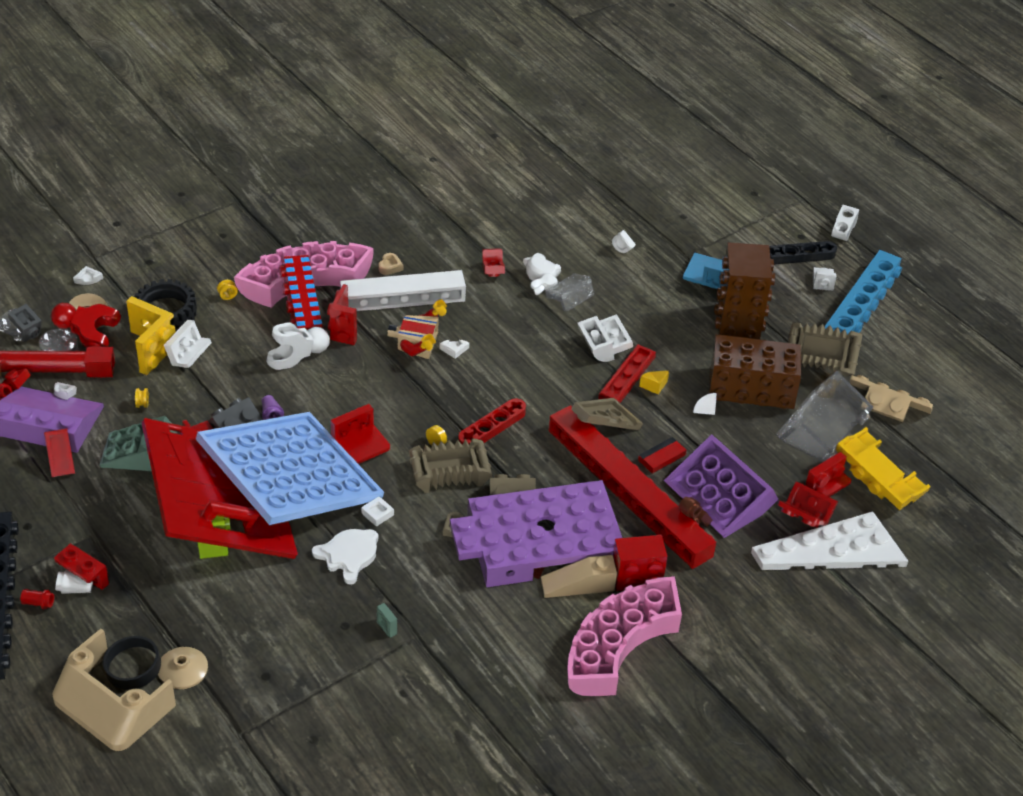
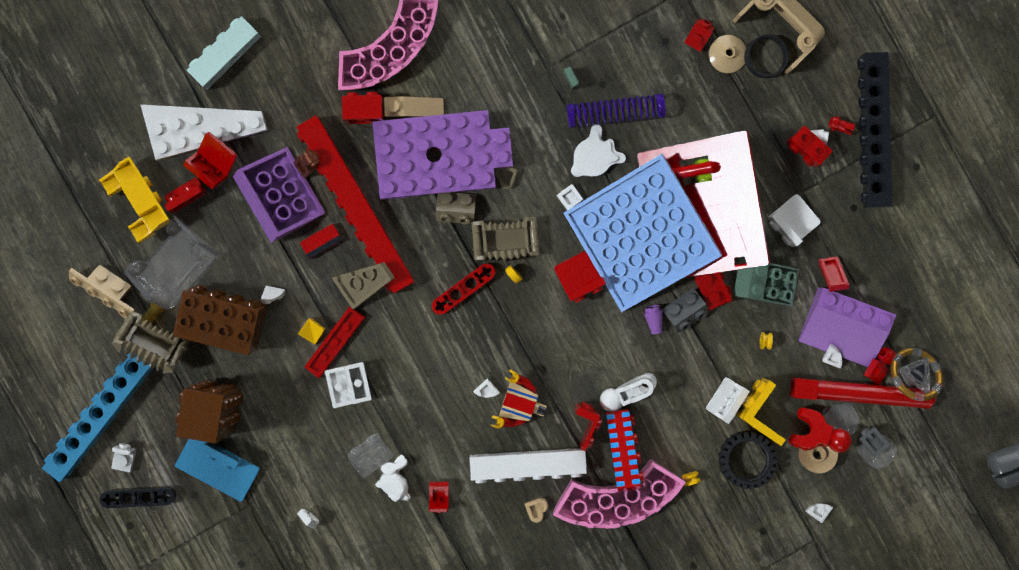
camera: 175 degrees left, 45 degrees up
(107, 501) = (793, 220): none -> white bracket
(219, 679) = (699, 34): none -> red bracket
(381, 580) = (660, 103): none -> dark purple piece
(824, 615) = (223, 53): none -> light aqua brick
(844, 225) = (82, 533): white leg -> none

